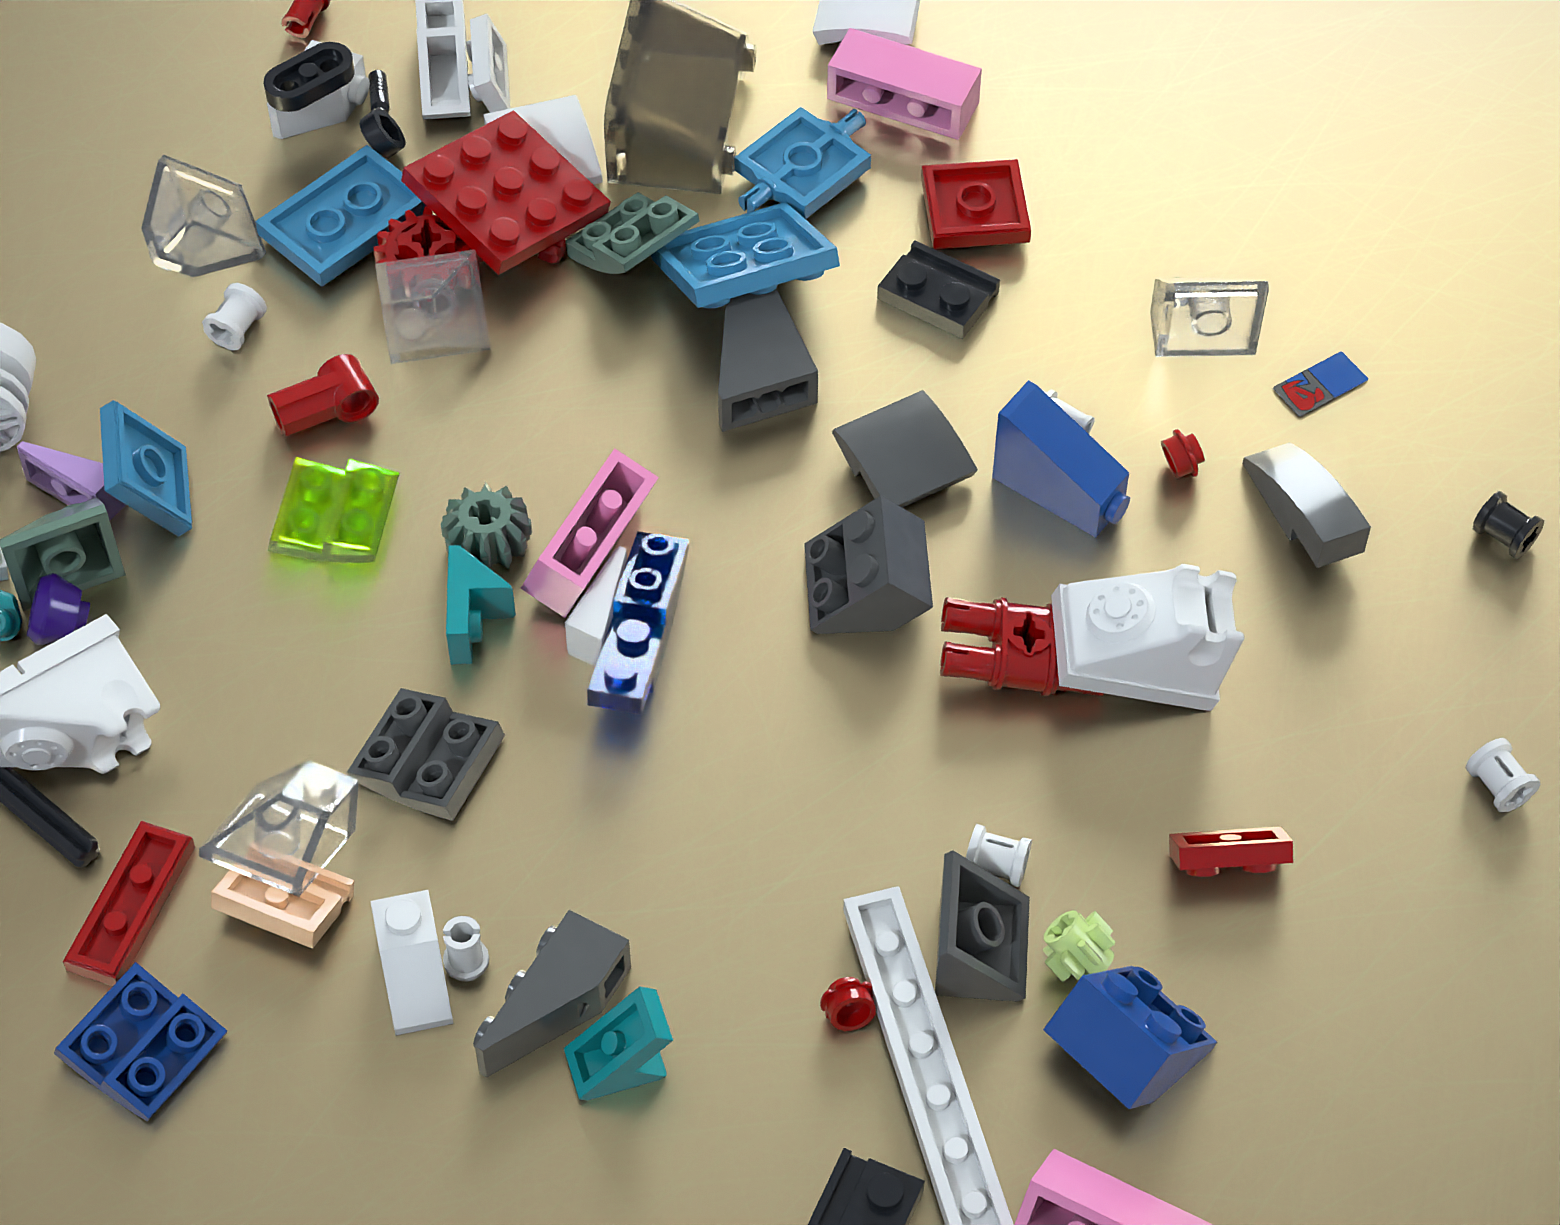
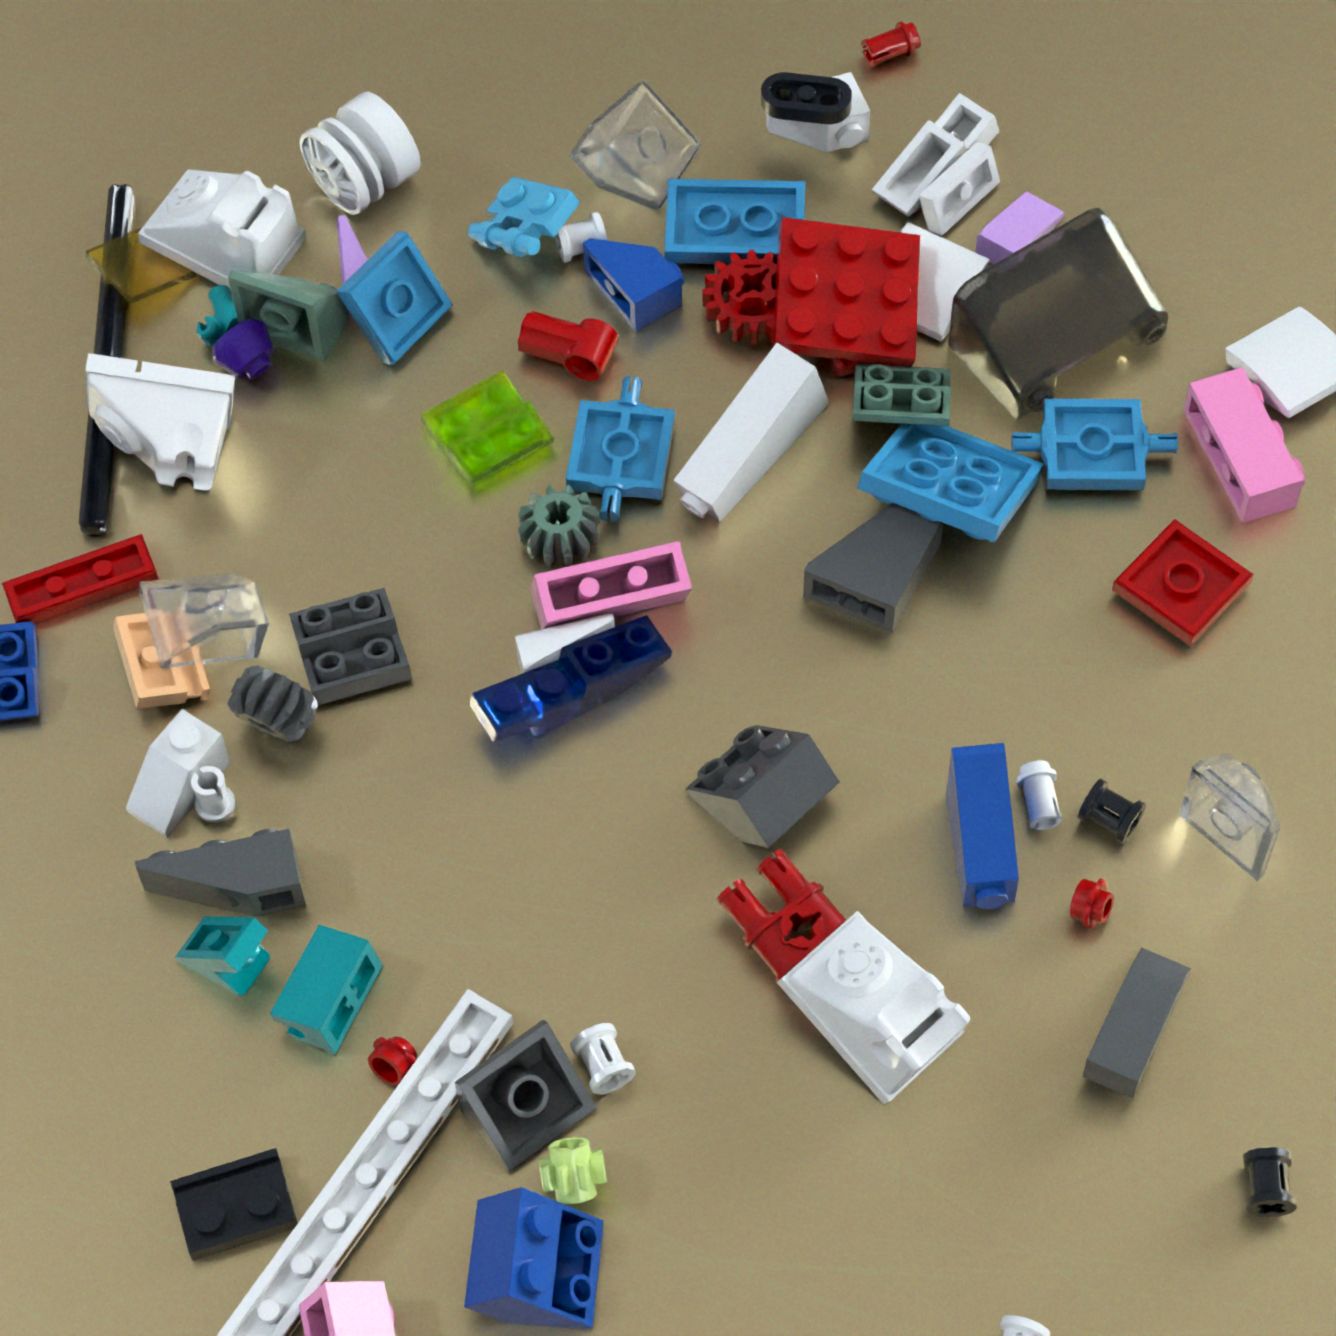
camera: 50 degrees right, 5 degrees up
(170, 322) = (522, 215): none -> medium azure plate
(316, 313) = (634, 279): none -> blue slope
(378, 126) = (839, 169): black piece -> none
(432, 306) = (701, 335): clear slope -> none
(432, 837) = (273, 703): none -> dark grey gear
(462, 437) = (620, 449): none -> dark azure plate
(472, 595) = (487, 561): teal slope -> none
(557, 342) = (752, 433): none -> white slope
(566, 66) = (1017, 227): none -> lavender slope
(734, 1001) = (327, 988): none -> teal hinge
(905, 450) = (895, 720): dark grey slope -> none
(938, 289) = (1078, 624): black plate -> none
(1136, 377) = (1101, 797): none -> black bush
(1253, 849) = (759, 1209): red plate -> none
(1320, 383) = (1278, 947): sticker -> none

